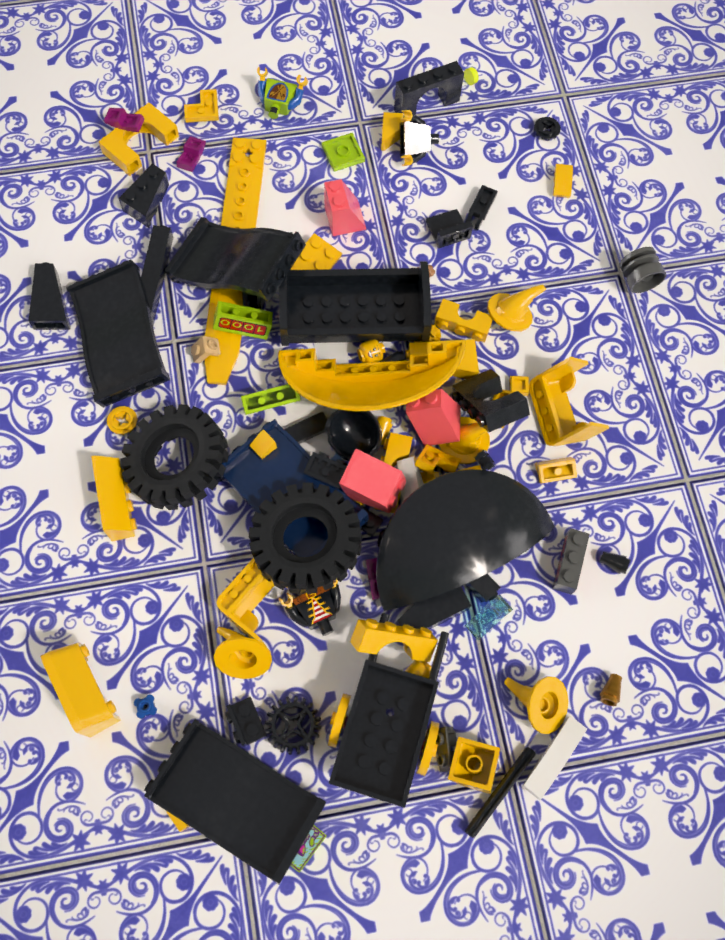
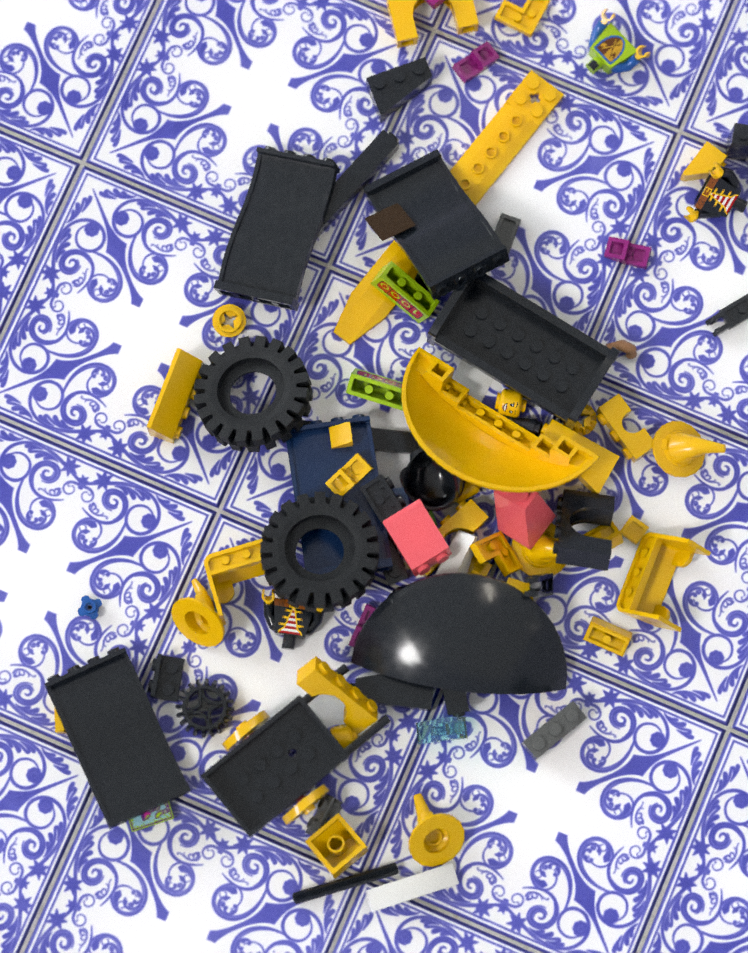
camera: 35 degrees right, 10 degrees up
(47, 300) = (232, 147): black slope -> none
(78, 690) = (43, 557): yellow windscreen -> none
(199, 277) = (390, 221): none -> dark brown sticker
(204, 347) = (352, 296): tan bracket -> none
(288, 468) = (349, 475): none -> yellow slope
(317, 255) = (526, 267): yellow plate -> none
(342, 209) = (588, 230): coral slope -> none
(343, 152) = (636, 157): lime tile -> none
(377, 213) = (627, 253): none -> magenta slope
(449, 228) = (684, 316): black bracket -> none
(611, 692) = (505, 867): pearl gold cone -> none
(616, 562) = (597, 760): black cone -> none

